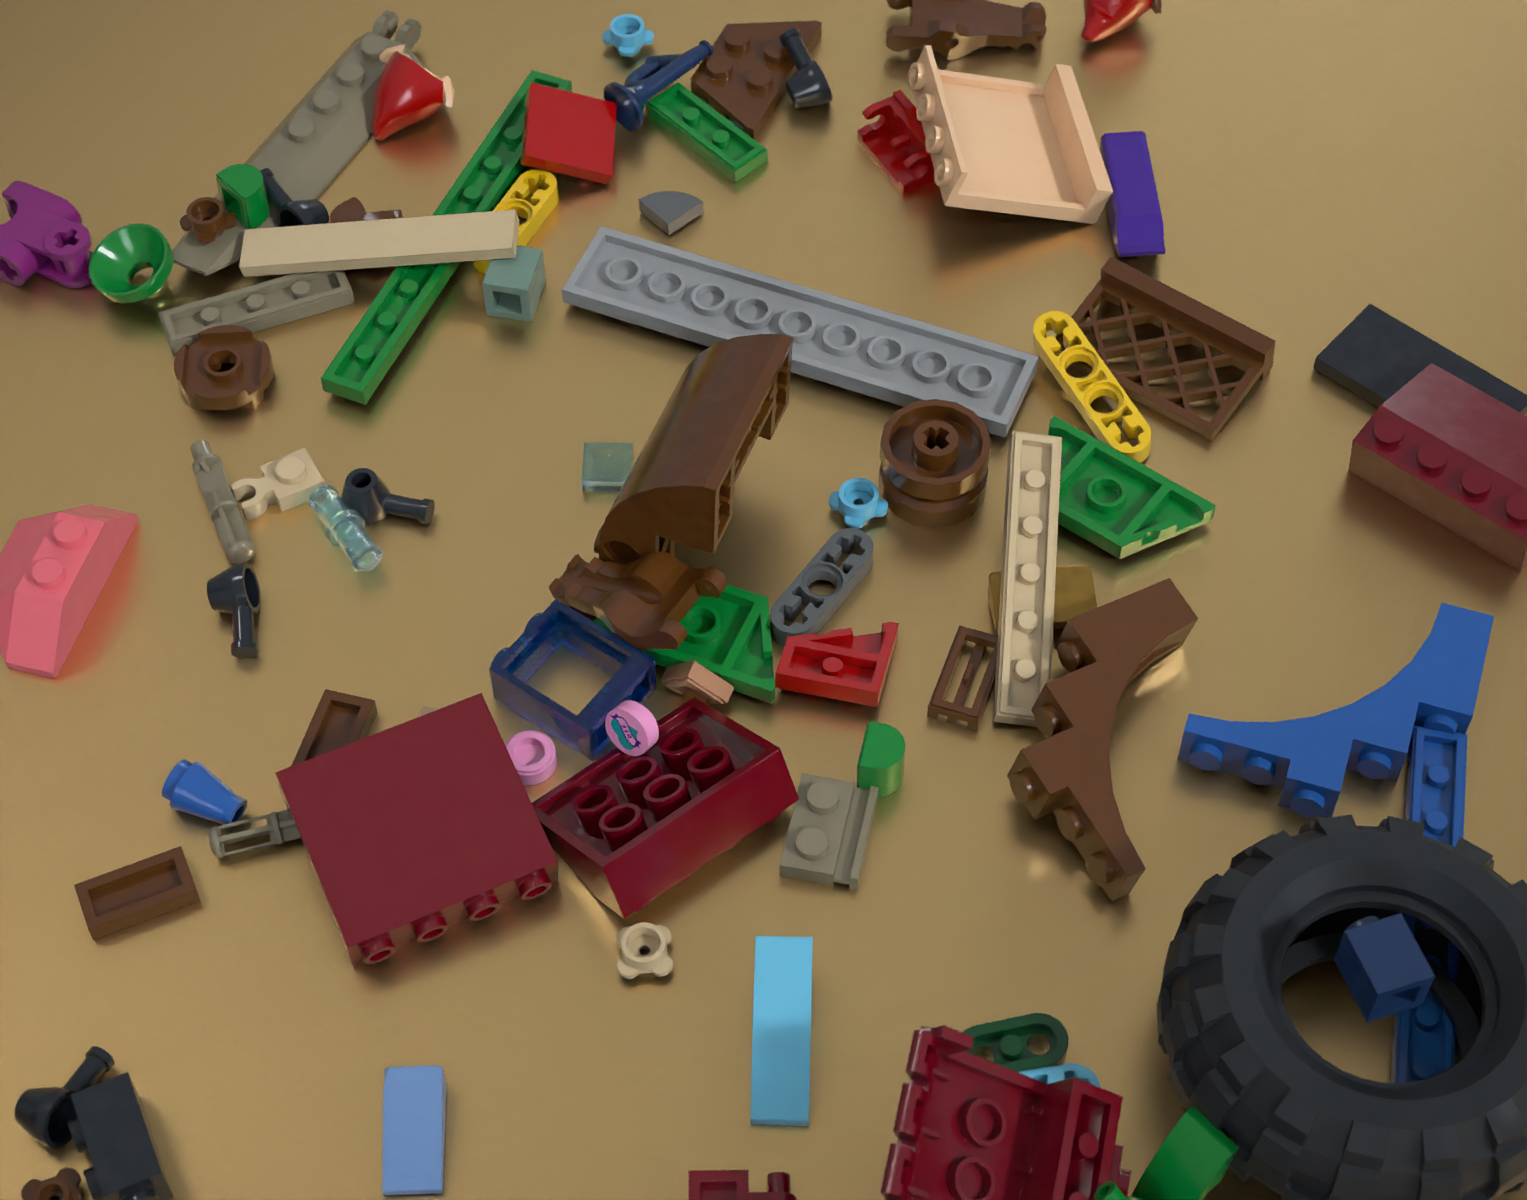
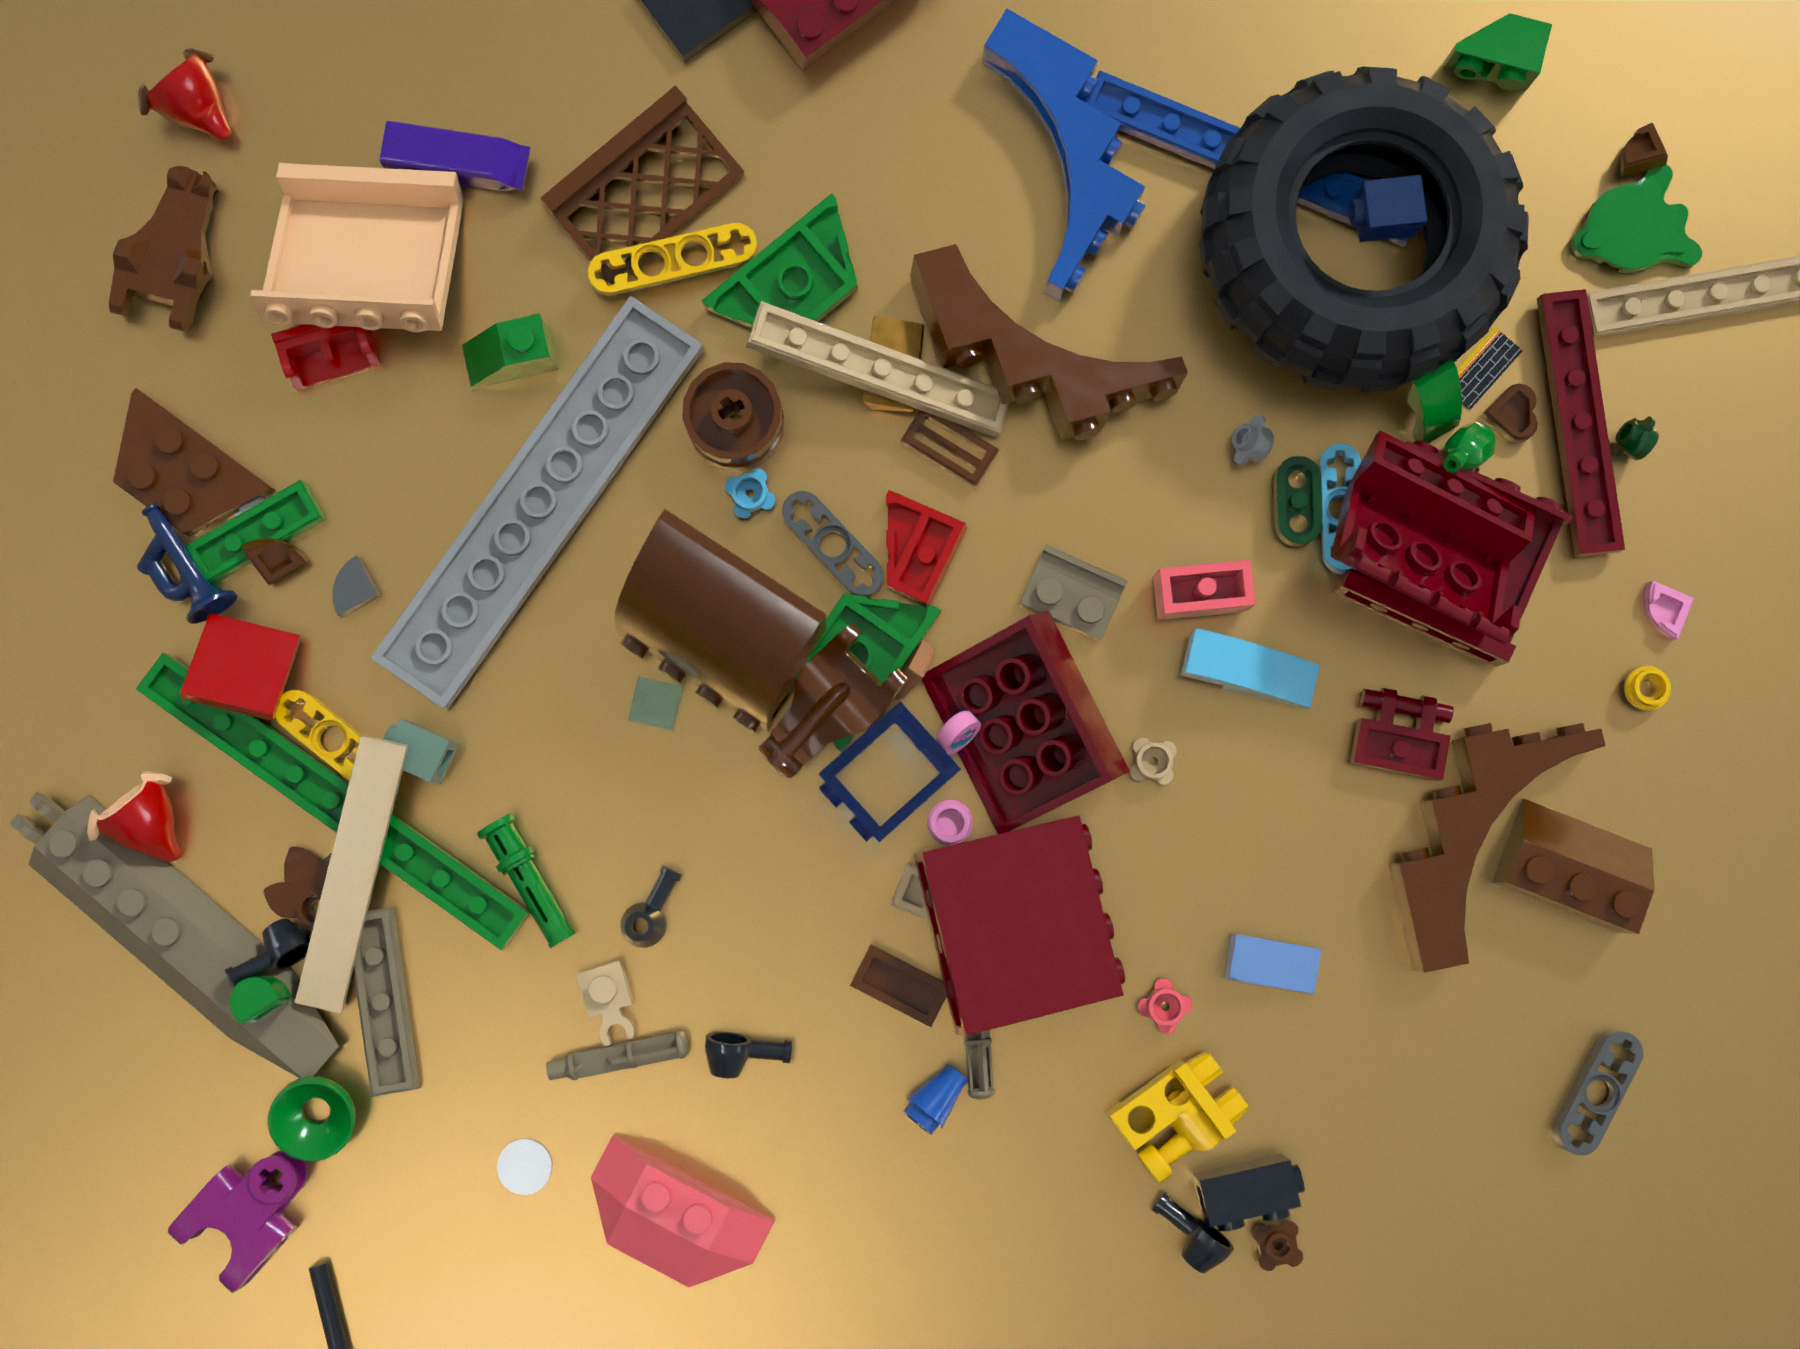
camera: 80 degrees left, 30 degrees up
(98, 452) = (524, 1166): none -> white sticker
(136, 893) = (1013, 1163): reddish brown tile -> none
(207, 219) = (263, 1036): reddish brown plate -> none
(225, 1057) = (1182, 1101): none -> yellow hips
(226, 390) = (437, 1055): reddish brown plate -> none
(338, 1004) = (1166, 1019): none -> coral plate
(345, 528) = (678, 948): clear light blue pin -> none
(414, 380) = (516, 861): none -> green pin
(627, 34) = (88, 580): medium azure plate -> none
(684, 143) = (274, 558): none -> reddish brown tile
(808, 85) = (223, 421): black bar -> none
(865, 950) = (1204, 590): none -> coral brick
(881, 759) = (1024, 536): green brick -> none
(949, 281) = (510, 351): none -> green slope
(1070, 981) = (1252, 440): none -> light grey plate

